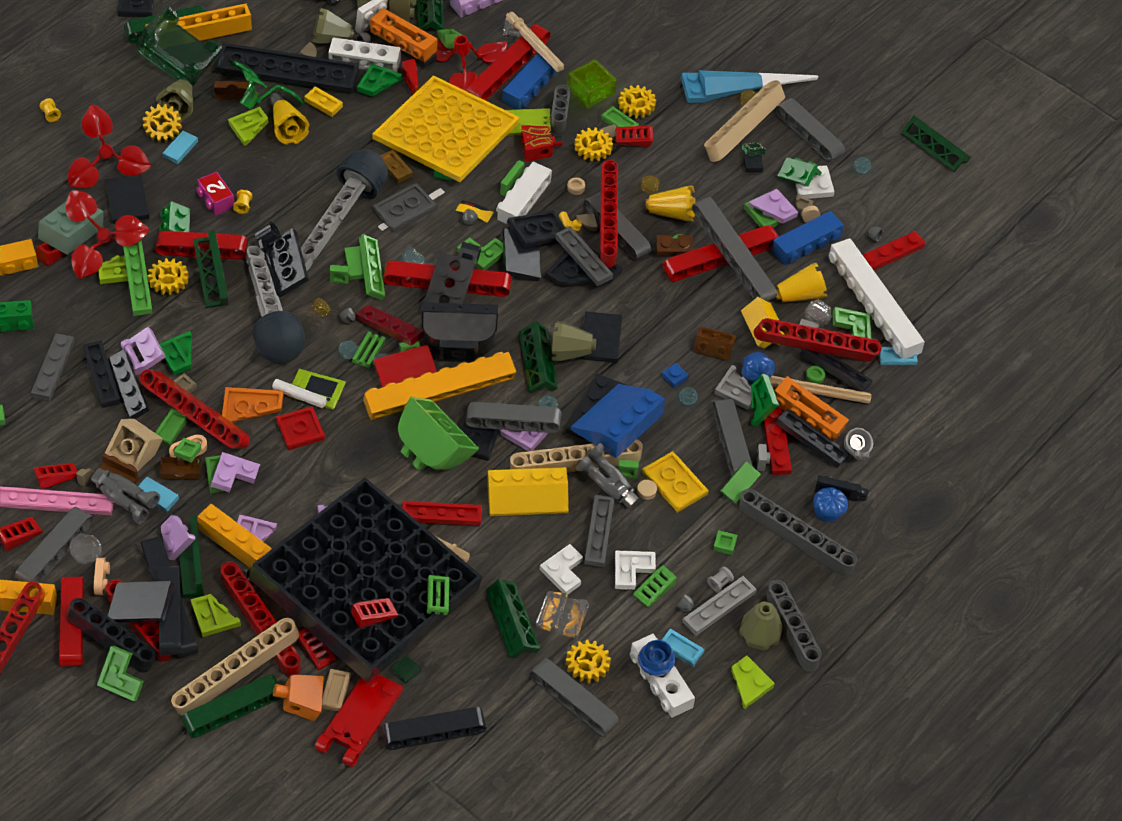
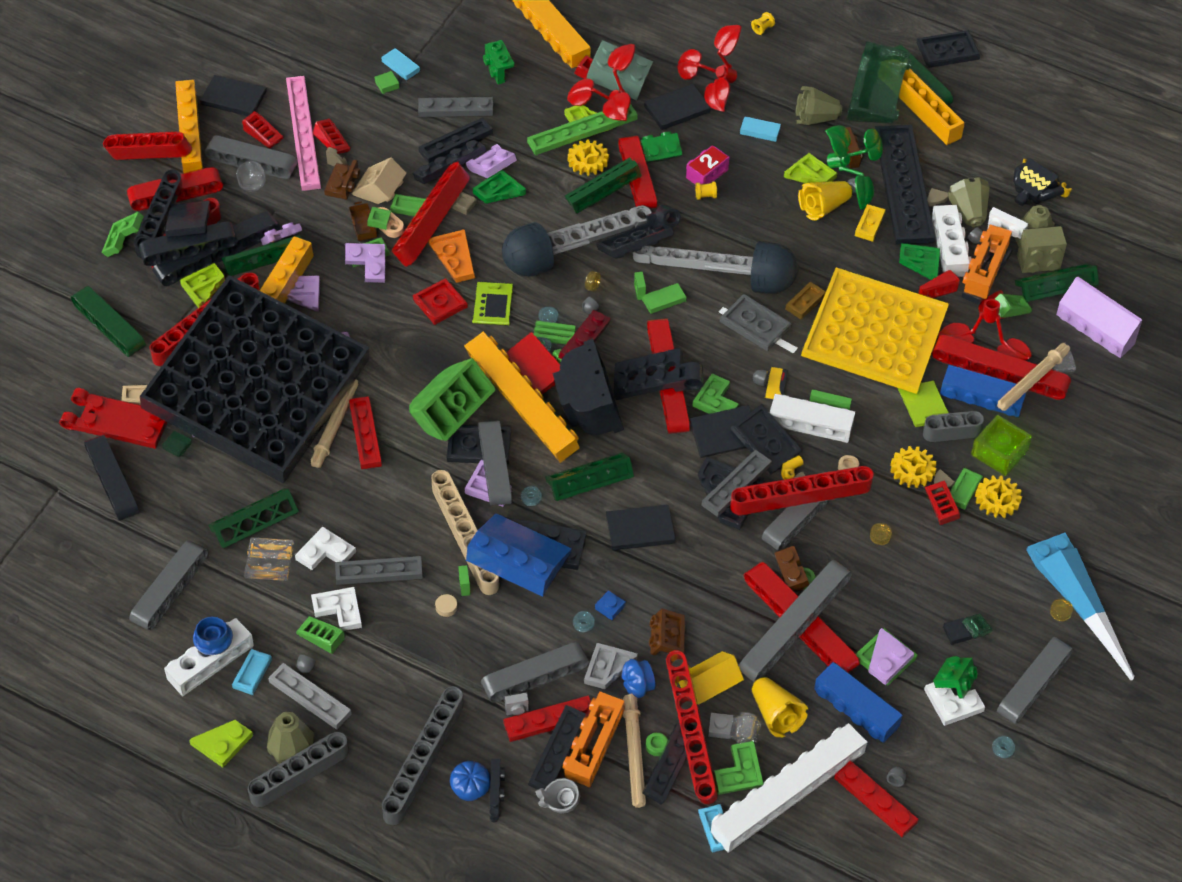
camera: 80 degrees right, 0 degrees up
(101, 569) = (228, 194): light nougat plate -> none
(115, 486) = (313, 191): dark grey piece -> none
(155, 121) = (779, 104): yellow gear -> none
(167, 497) = (330, 214): medium azure tile -> none
(239, 657) = (140, 306): tan beam -> none
(299, 393) = (477, 288): white axle -> none
(301, 695) = (124, 366): orange torso -> none
(369, 619) = (195, 371): red slope -> none
(372, 267) = (660, 309): bright green tile -> none
(412, 256) = (684, 340): clear light blue piece -> none
(437, 609) = (243, 438): bright green tile -> none
(527, 491) = (409, 498): yellow slope -> none
(538, 142) = (892, 415): torso -> none
(571, 342) = (610, 489): olive cone -> none
(589, 658) = (213, 591): yellow gear -> none
(615, 485) = (437, 567): dark grey piece -> none
(673, 203) = (854, 556): yellow cone -> none
(675, 481) = (465, 630): yellow tile -> none
(720, 579) = (343, 691): light grey bush -> none
(725, 542) = (396, 690): bright green tile -> none
(741, 480) = (474, 686): bright green tile -> none
(744, 121) = (1016, 607): tan beam -> none
(762, 400) = (584, 690): green wing -> none
(802, 202) = (913, 694): dark tan tile -> none
(810, 213) = (897, 700): tan tile -> none
(941, 141) = (1083, 825): dark green fence -> none

